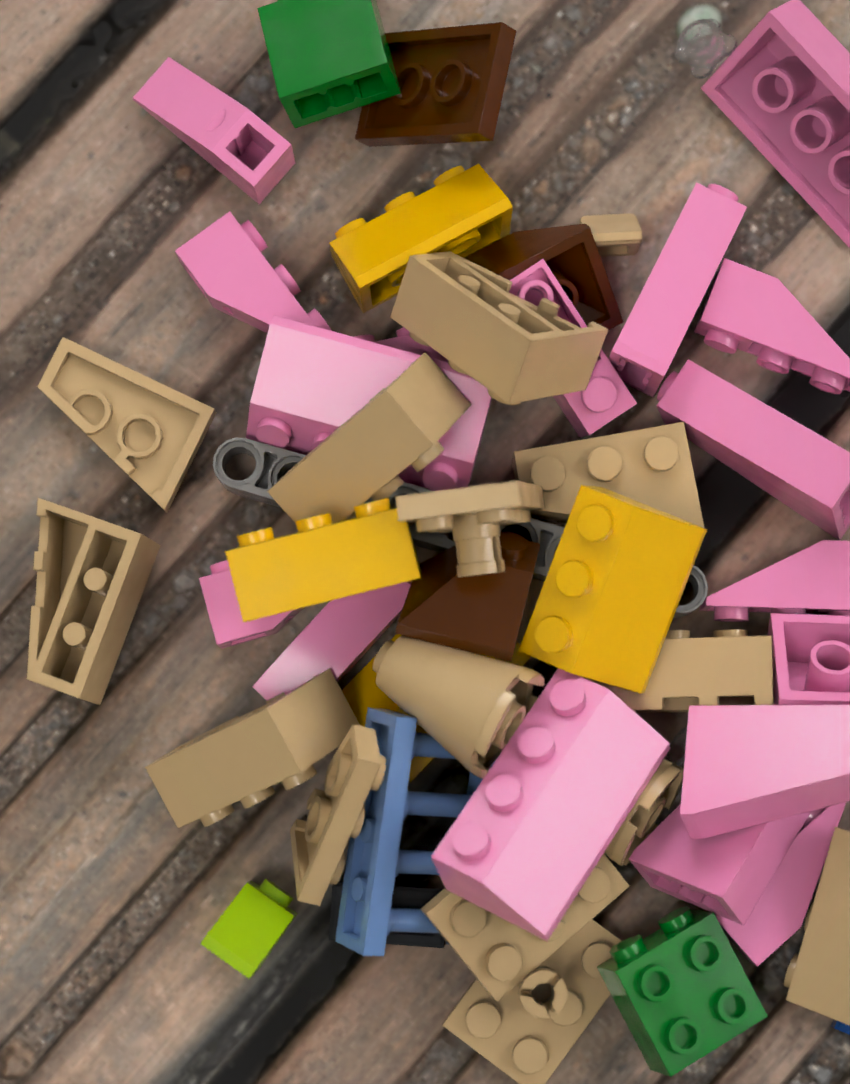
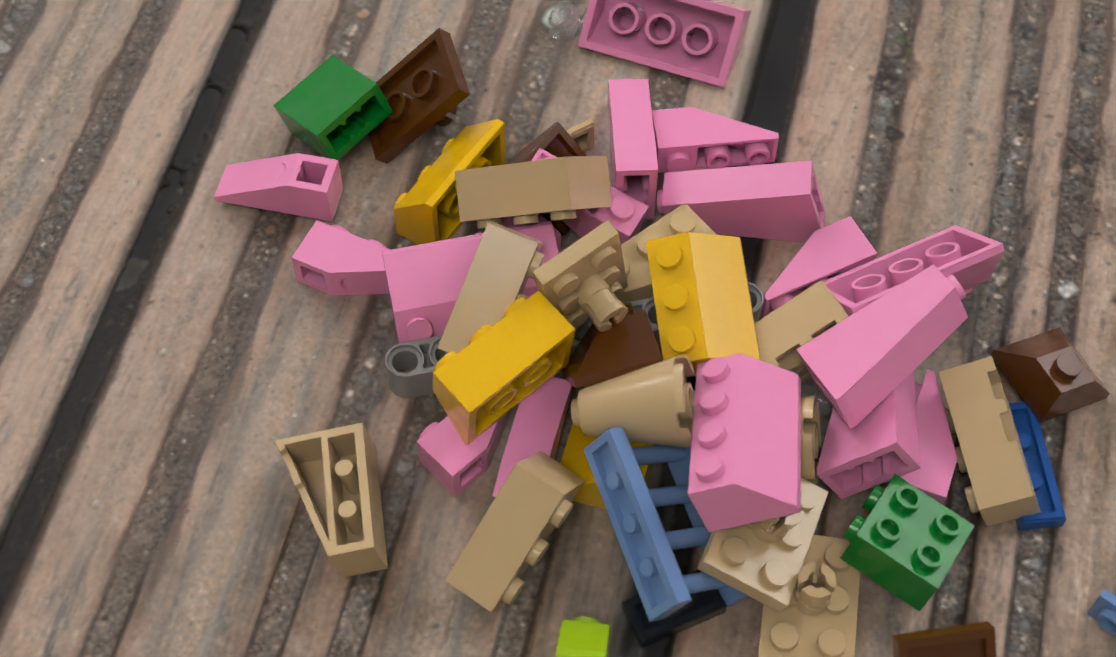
camera: 30 degrees left, 25 degrees down
(129, 416) = (312, 378): tan wing -> none
(335, 814) = (601, 539): tan wing -> none

